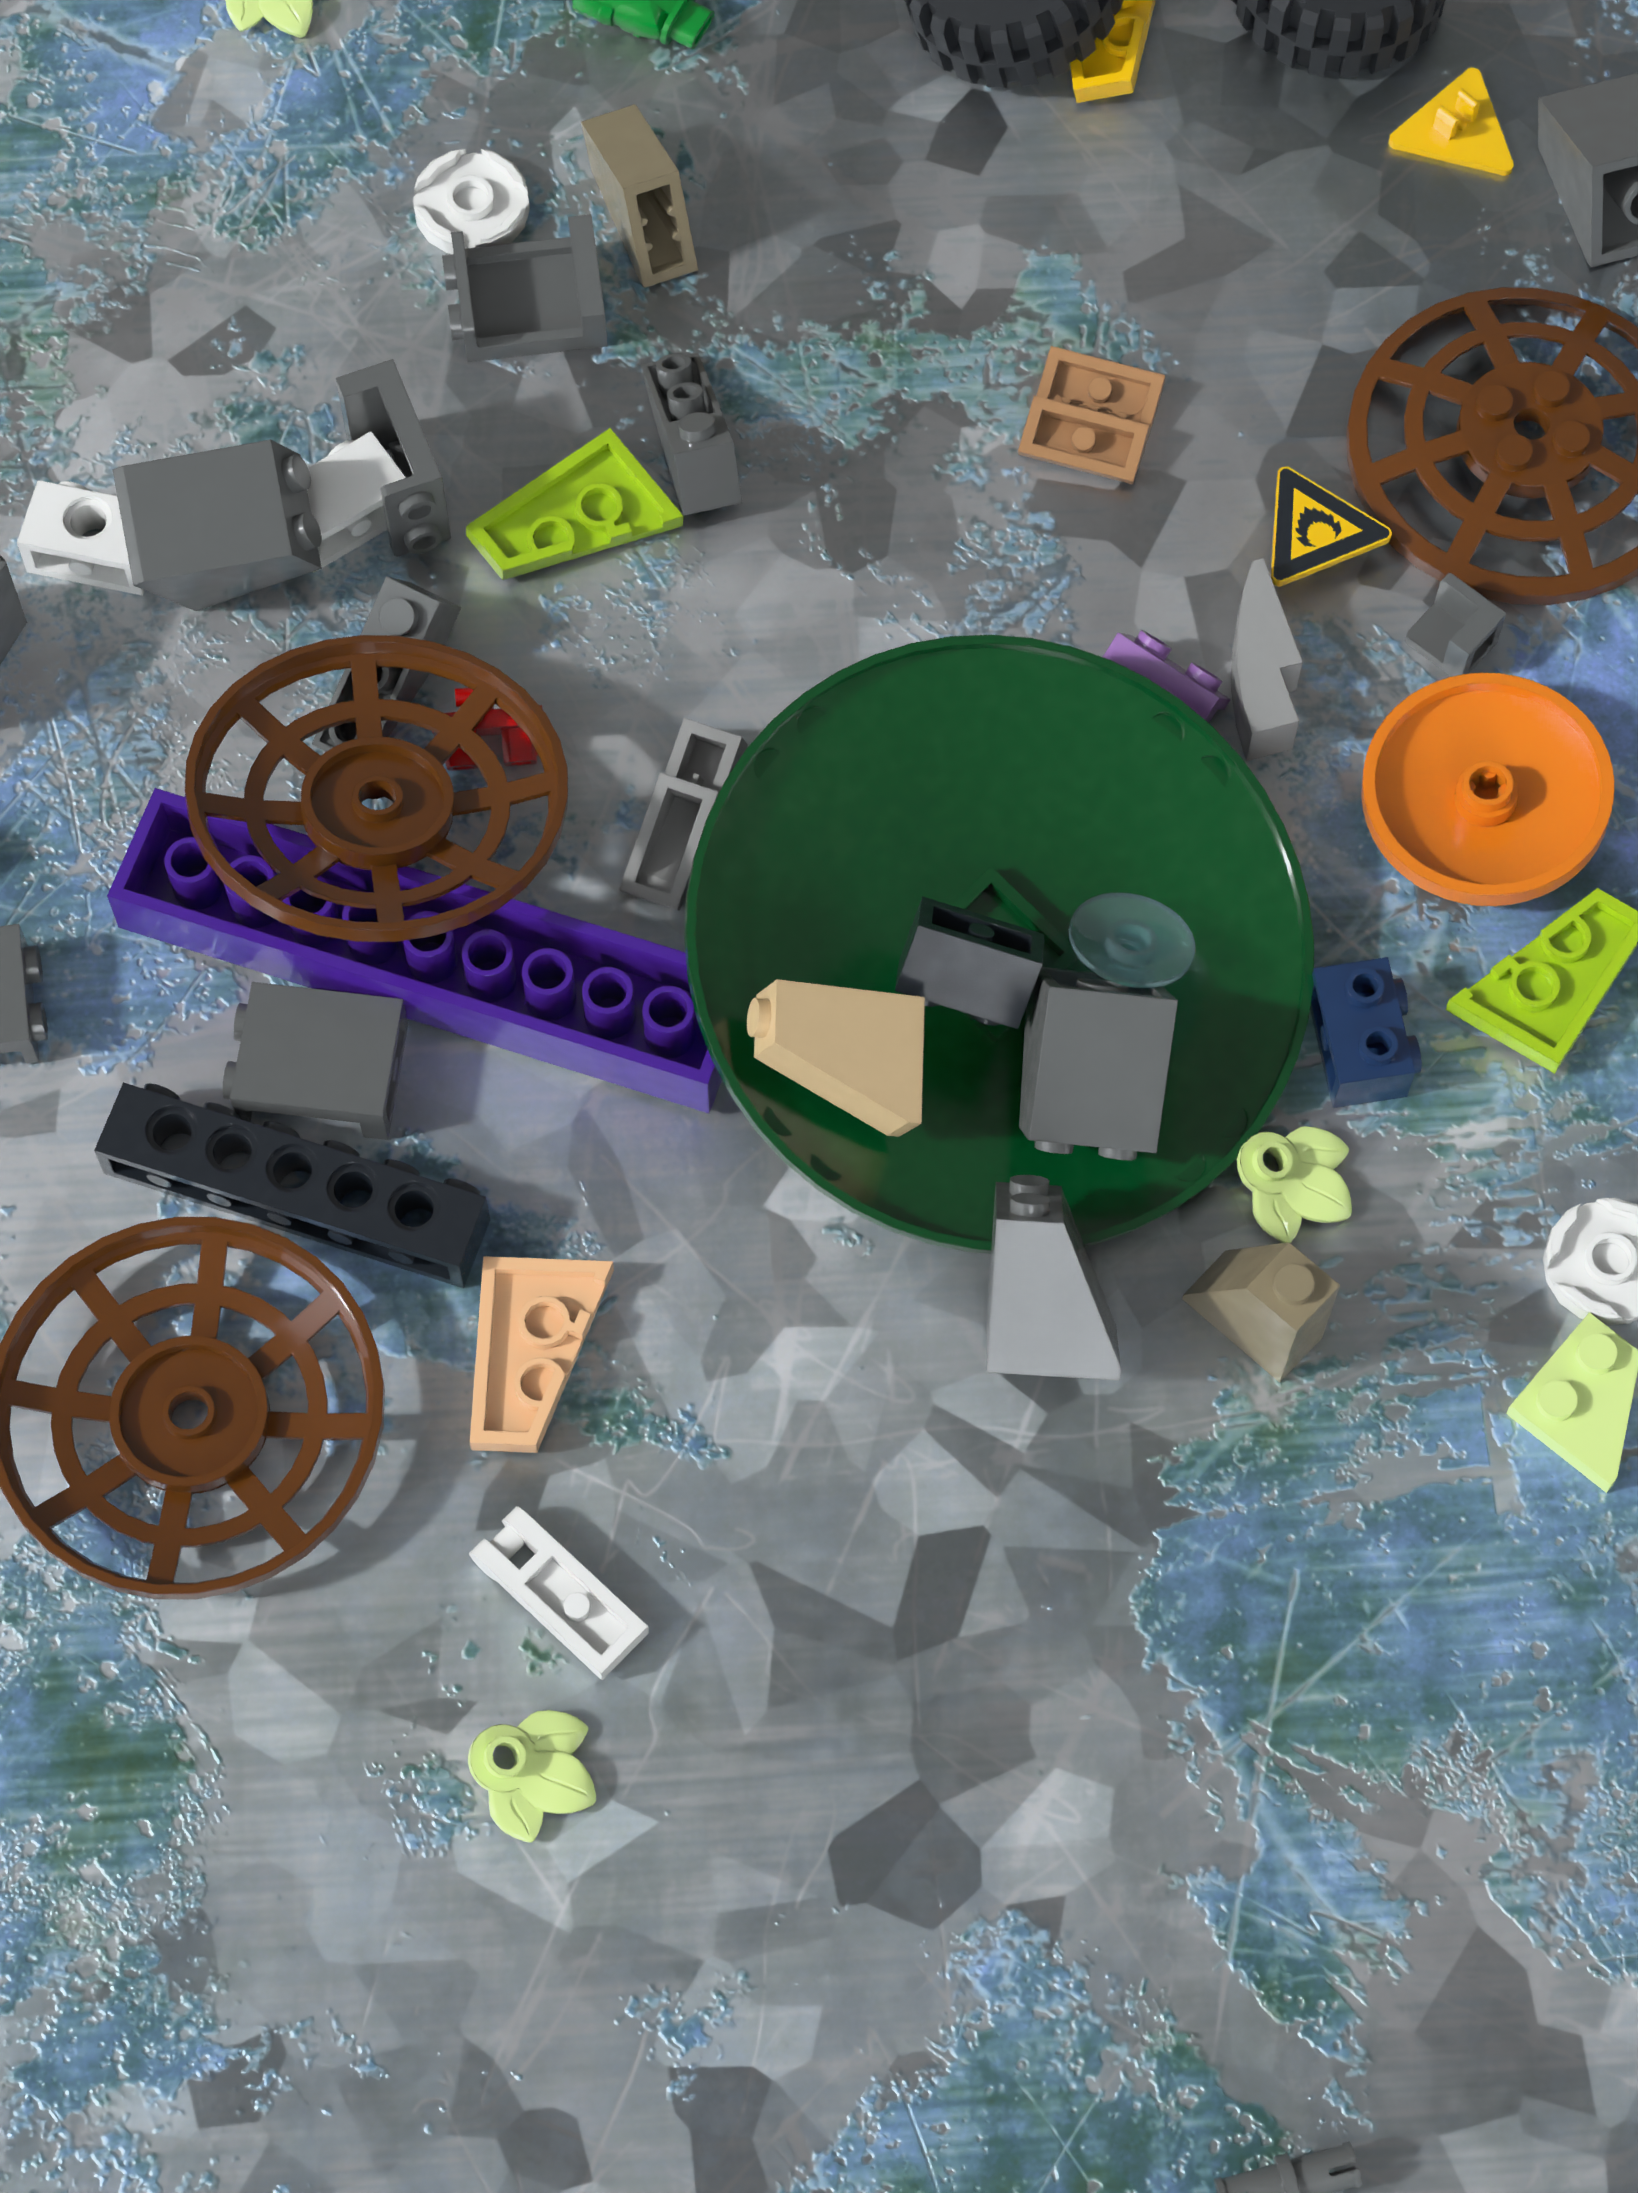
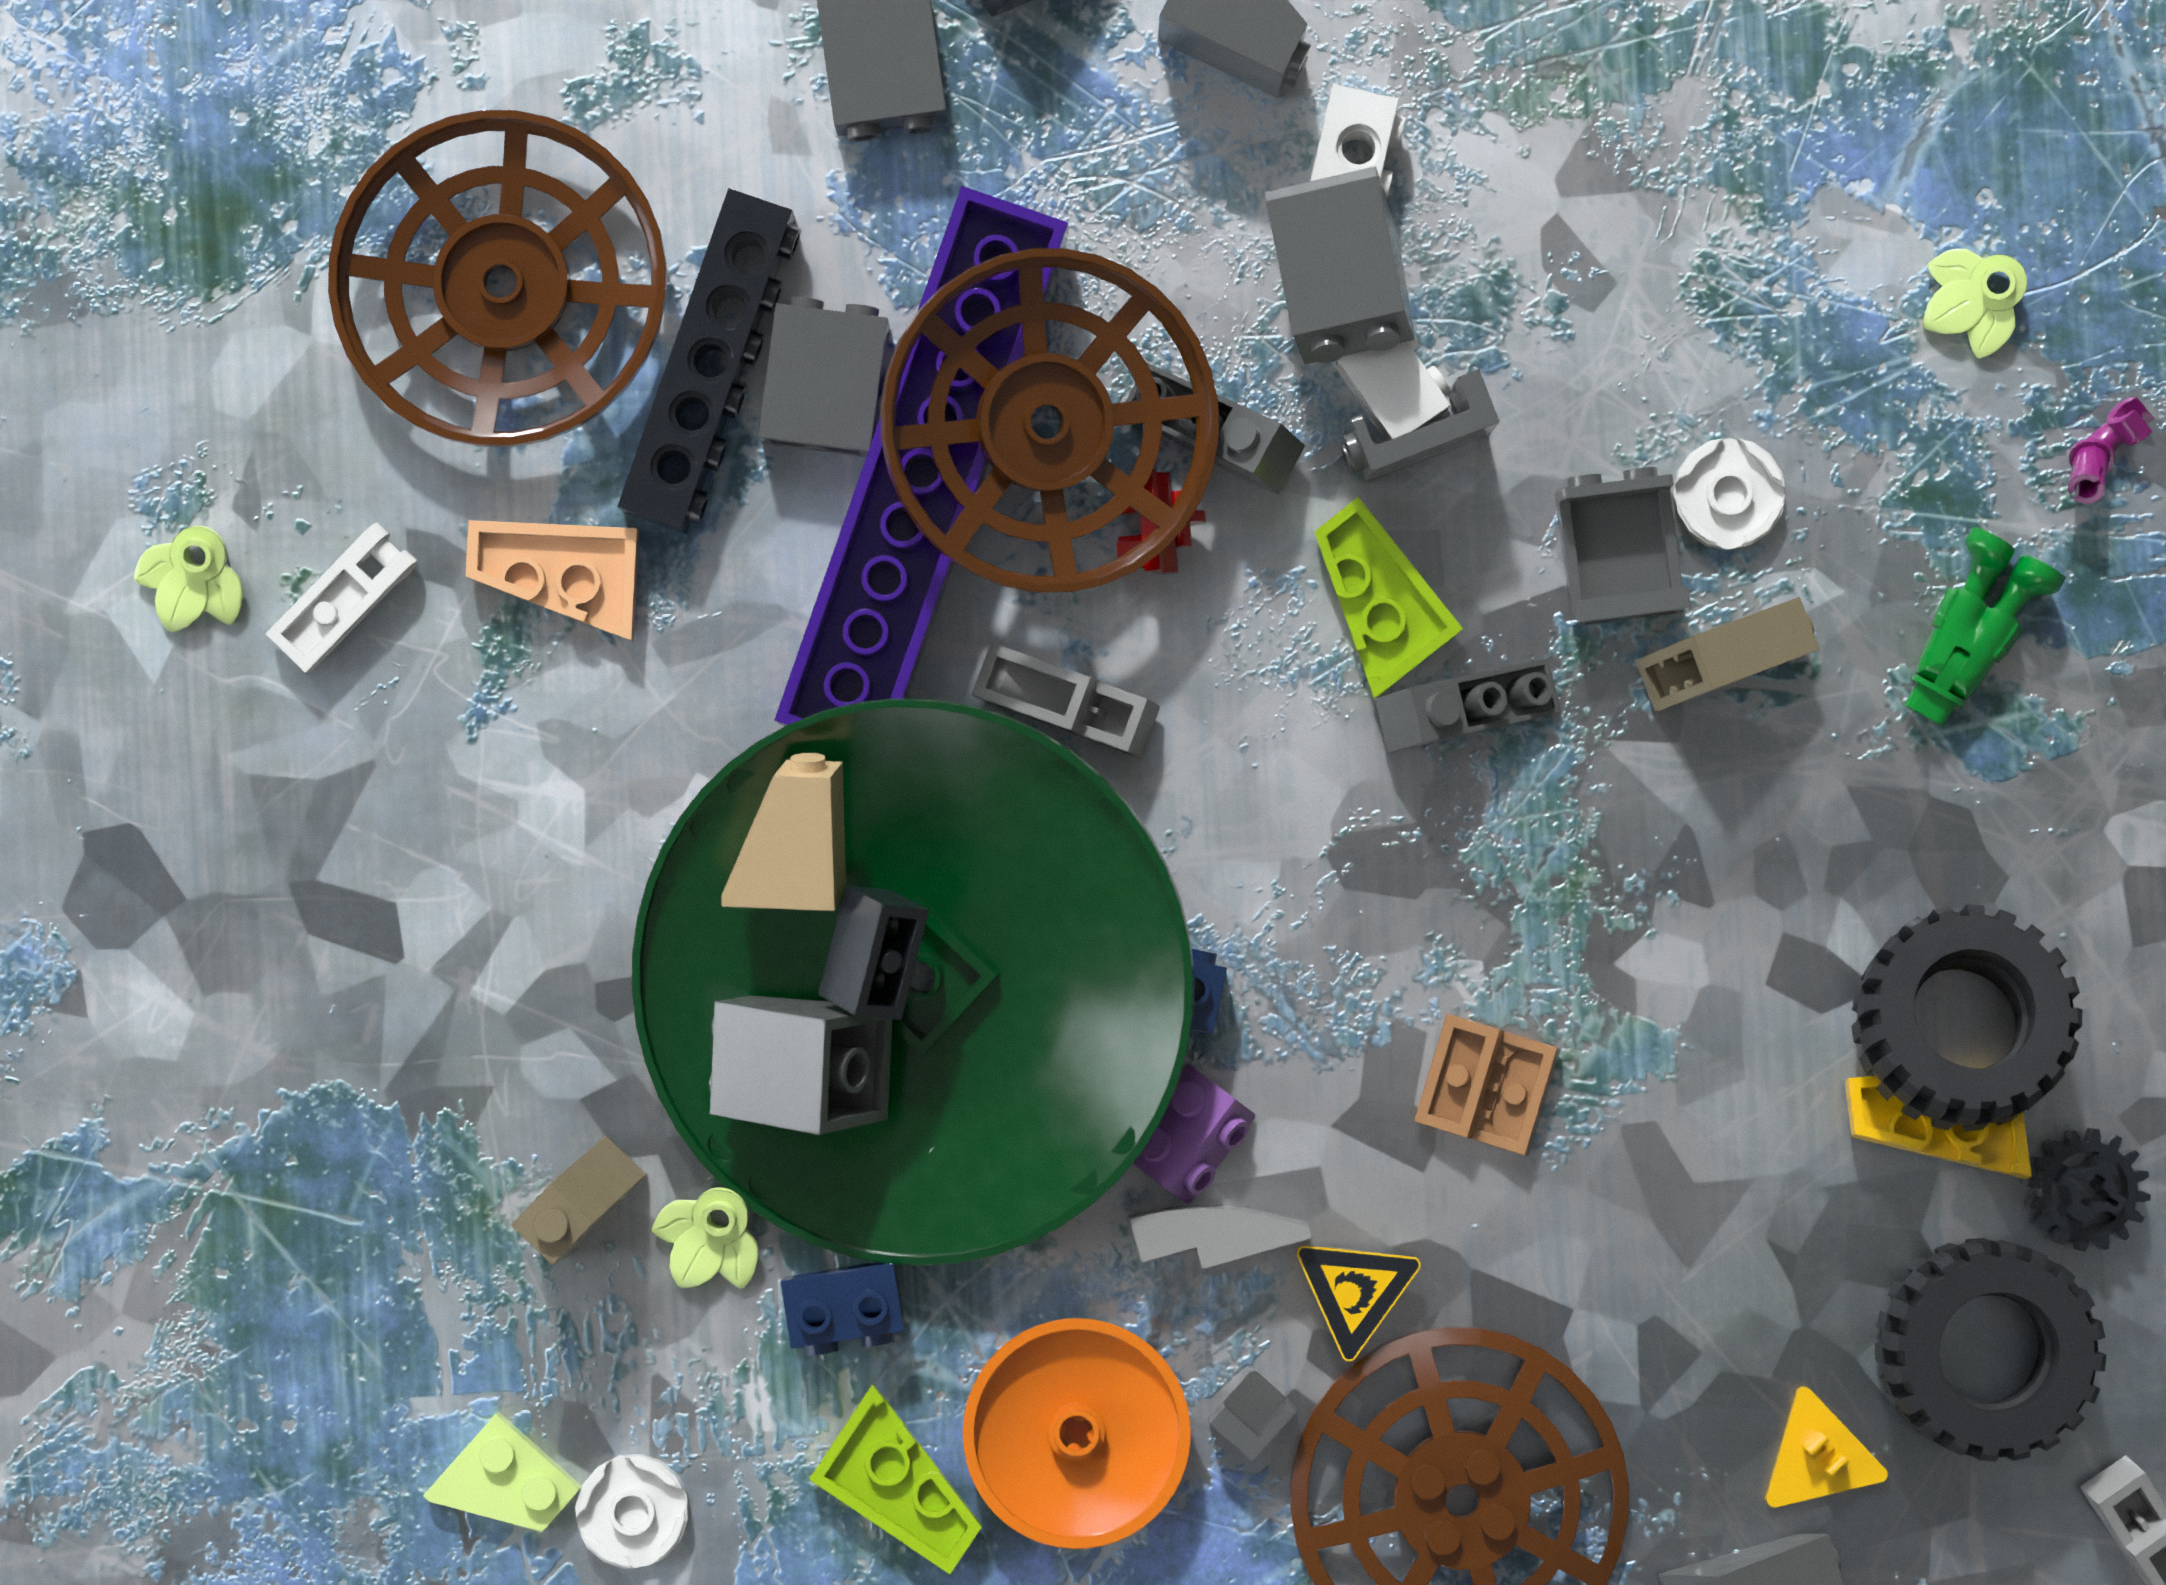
camera: 90 degrees right, 20 degrees up
(1043, 1290) = (575, 1015): slope -> none
(1131, 940) = (924, 1116): clear light blue dish -> none

